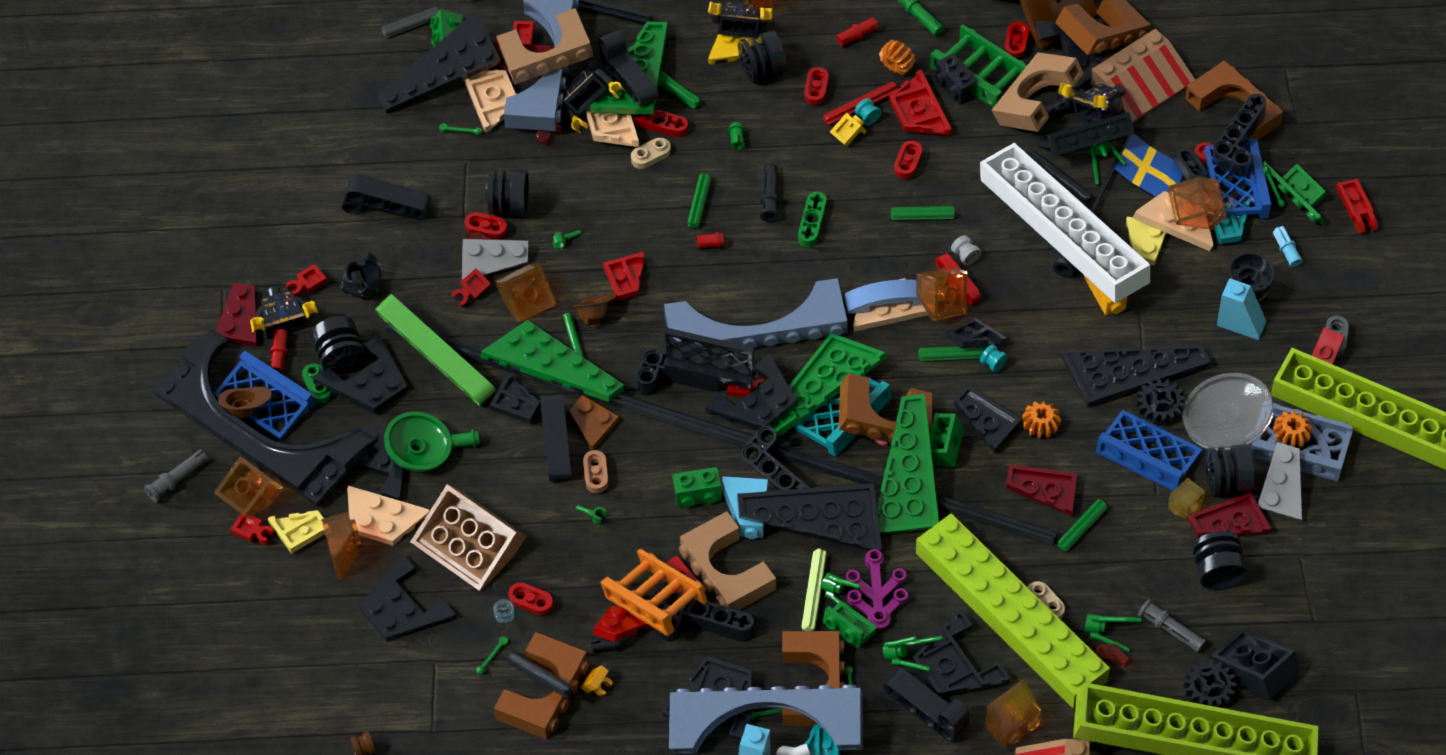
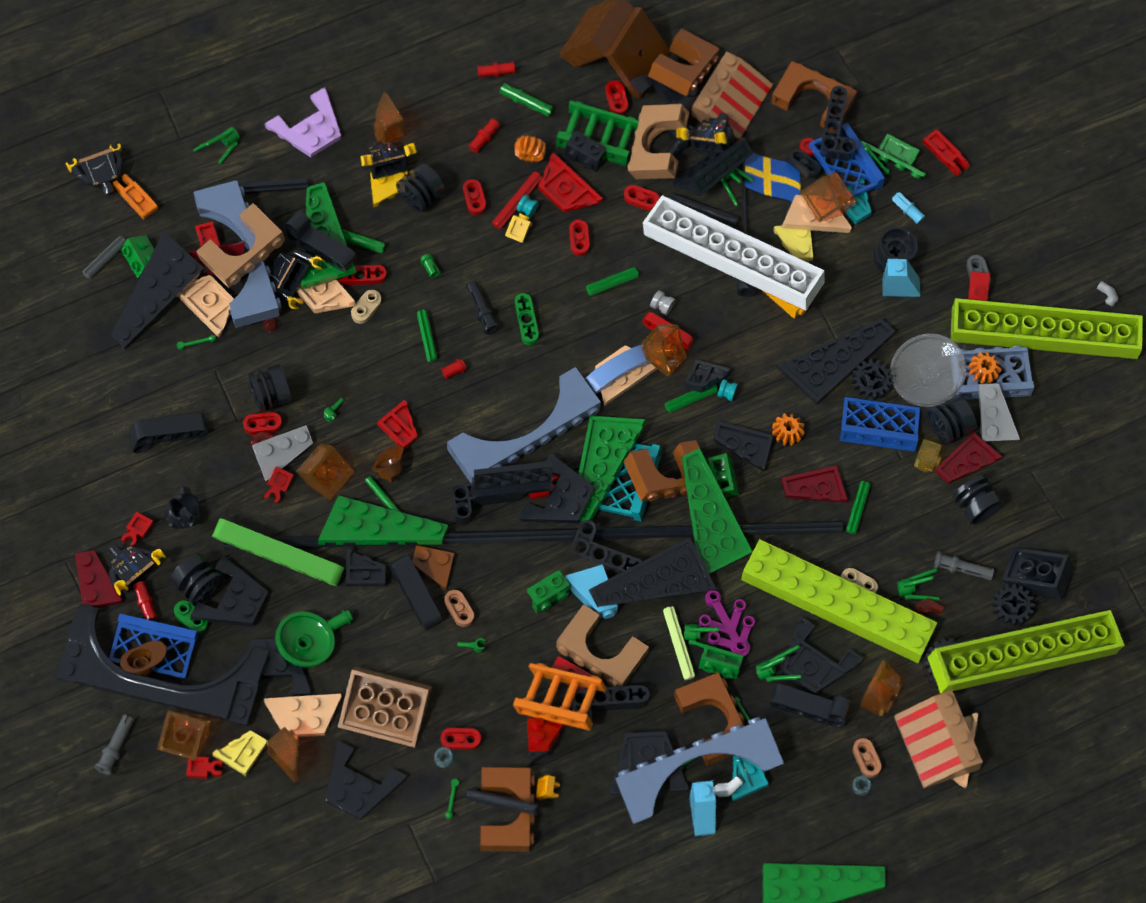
camera: 30 degrees left, 10 degrees up
(996, 140) = (642, 197): none -> red plate

